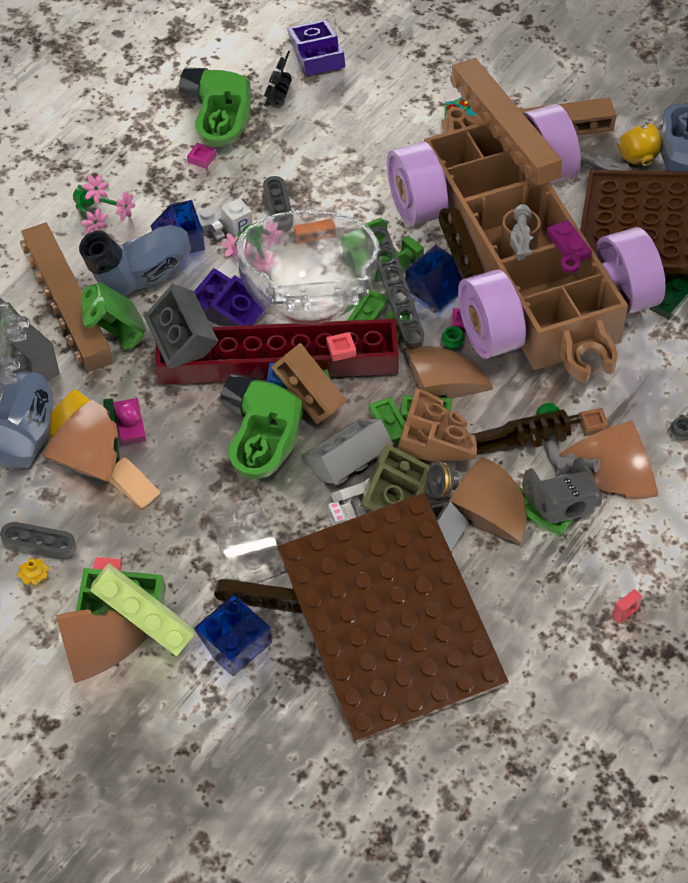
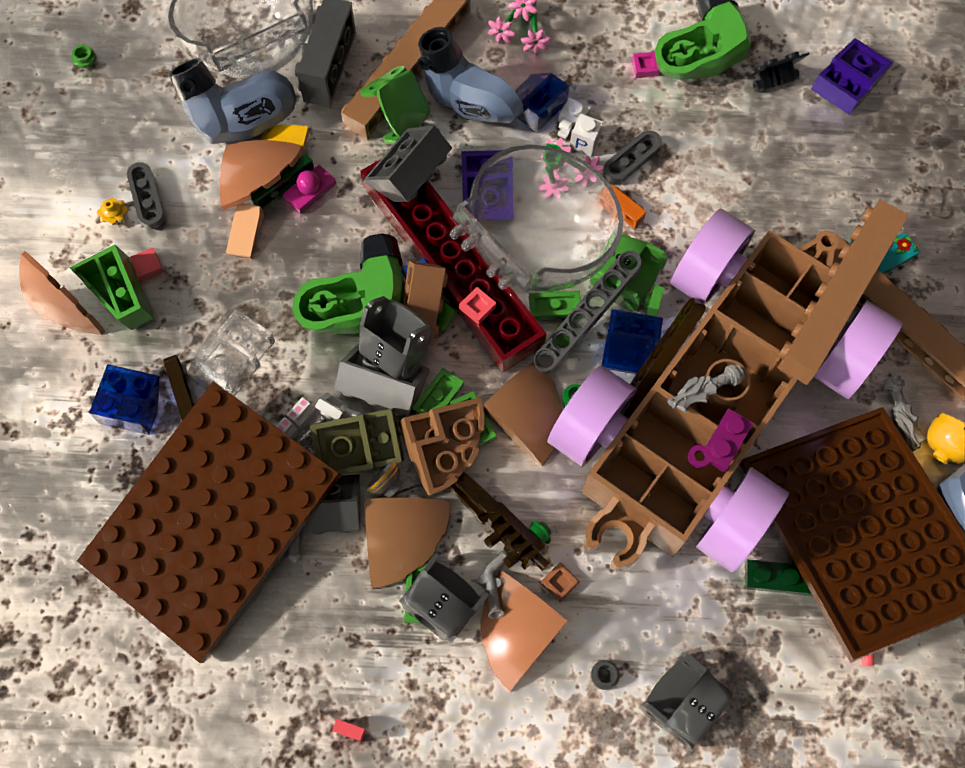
camera: 55 degrees right, 15 degrees up
(142, 609) = (93, 313): yellowish green brick -> none
(330, 409) = (393, 337): none -> dark grey piece

